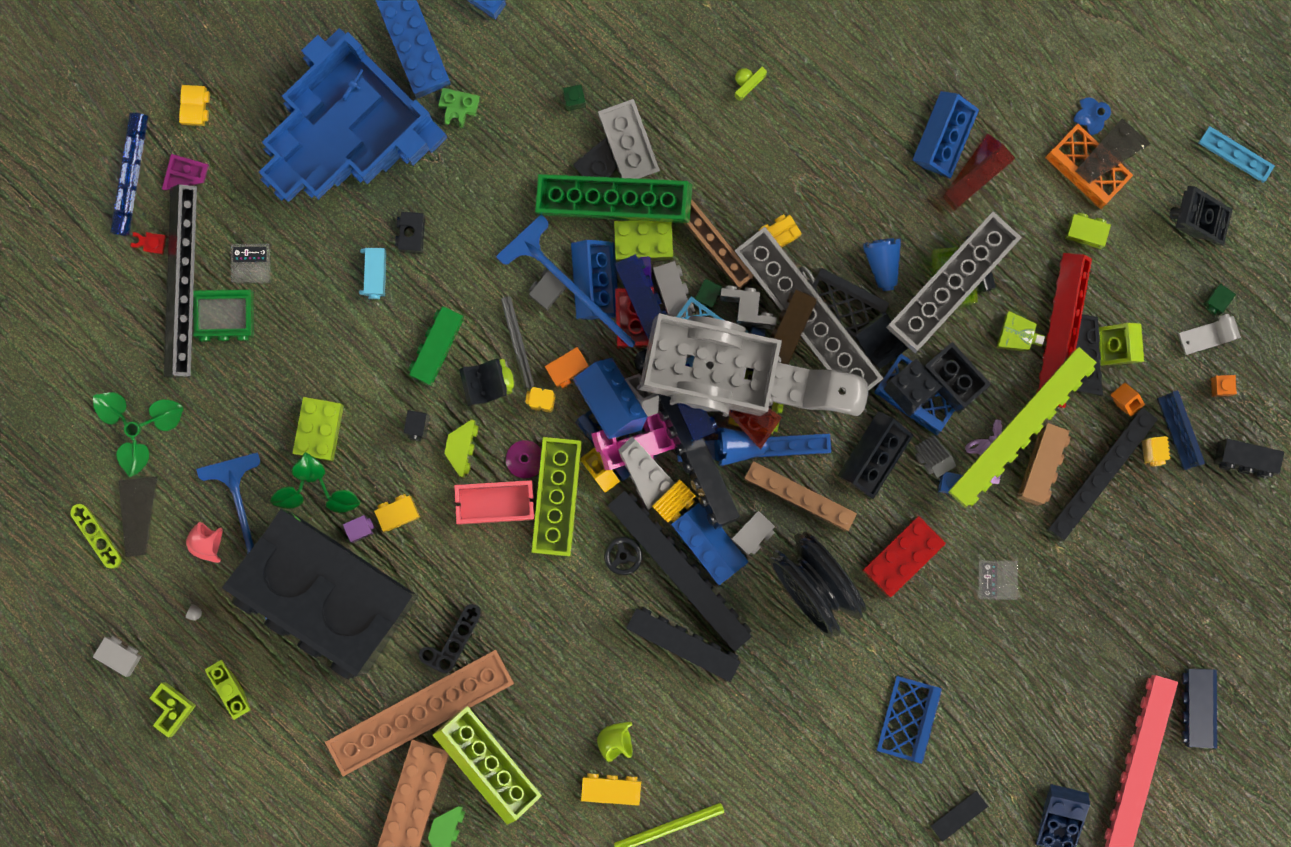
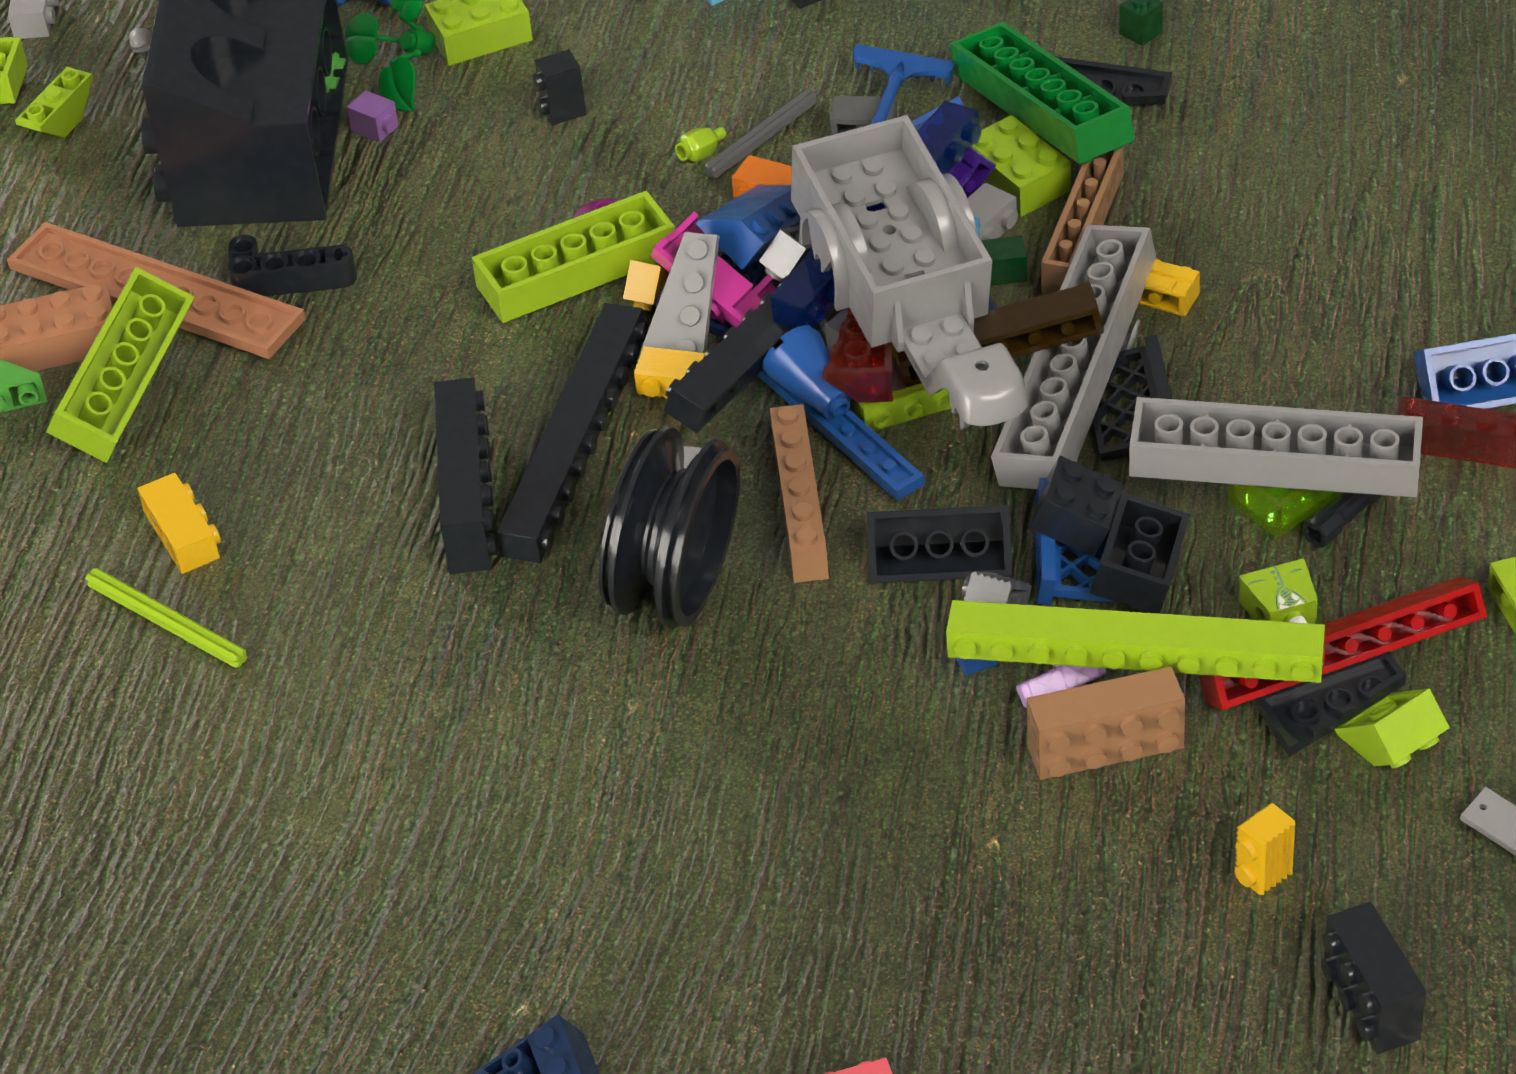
camera: 60 degrees right, 40 degrees down
(397, 513) = (423, 138): yellow brick -> none
(436, 346) = (686, 65): green brick -> none
(460, 446) = (568, 147): lime slope -> none
(483, 382) = (669, 119): black bracket -> none
(494, 502) = (514, 197): coral piece -> none
(540, 399) = (699, 174): yellow brick -> none
(612, 566) = (547, 364): black piece -> none
(615, 741) = (257, 483): lime piece -> none
(628, 140) = (1144, 70): light grey plate -> none
(710, 546) = (634, 414): blue slope -> none
(748, 81) = (1340, 154): lime tile -> none
(748, 307) = (1022, 277): light grey bracket -> none
(879, 342) = (1108, 446): black bracket -> none
(884, 261) = (1247, 381): blue cone -> none
(903, 556) = (809, 650): red brick -> none
(926, 720) = (557, 817): blue fence -> none
(959, 816) = (437, 948): black tile -> none
(998, 580) = (873, 786): clear plate -> none
(1101, 474) = (1149, 812): black brick -> none
(1127, 399) = (1312, 775): orange brick -> none
(1180, 430) = (1333, 868): dark blue fence -> none
(1223, 385) = (1460, 889): orange brick -> none

